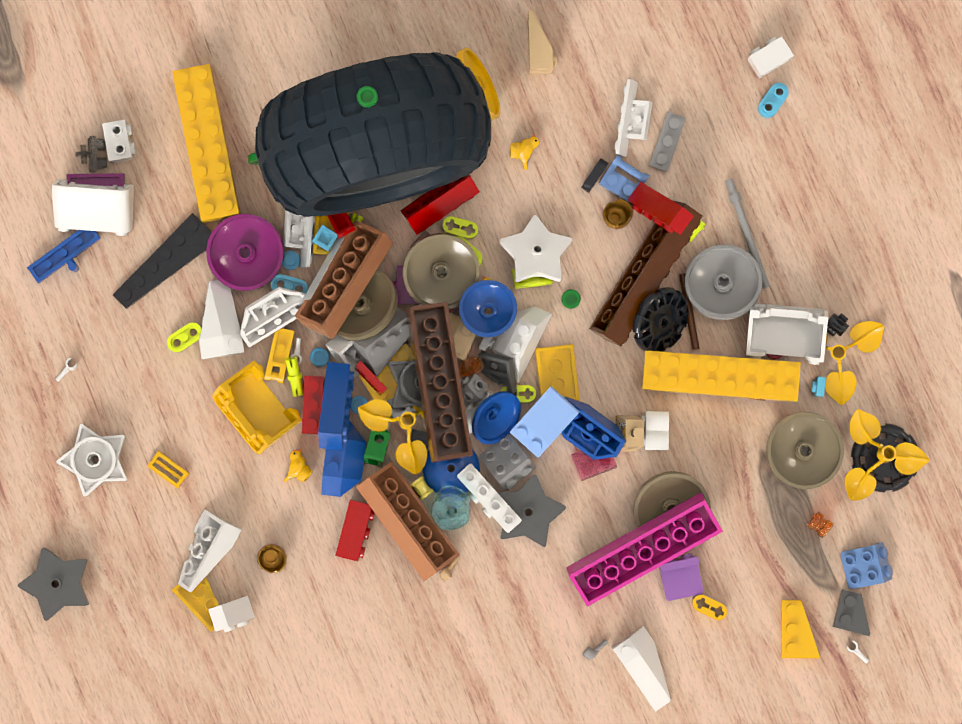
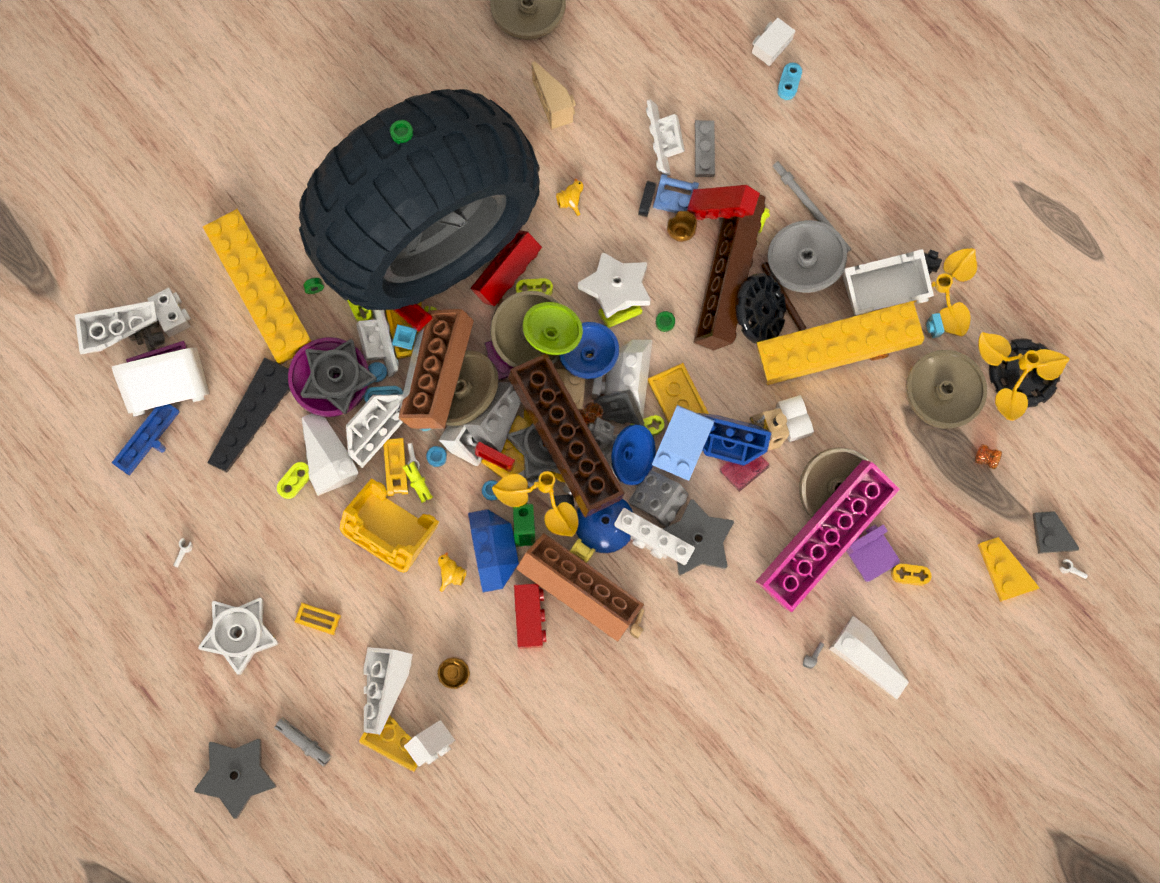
camera: 20 degrees left, 10 degrees down
(58, 141) = (108, 326): none -> white wedge
(128, 581) = (309, 747): none -> light grey pin
(241, 245) = (331, 362): none -> dark grey plate
(312, 403) = (445, 504): red brick -> none
(336, 406) = (469, 494): blue brick -> none
(451, 518) = (608, 560): clear light blue brick -> none
(467, 271) = (552, 320): none -> lime dish
(866, 566) = (1048, 482): medium blue bracket -> none

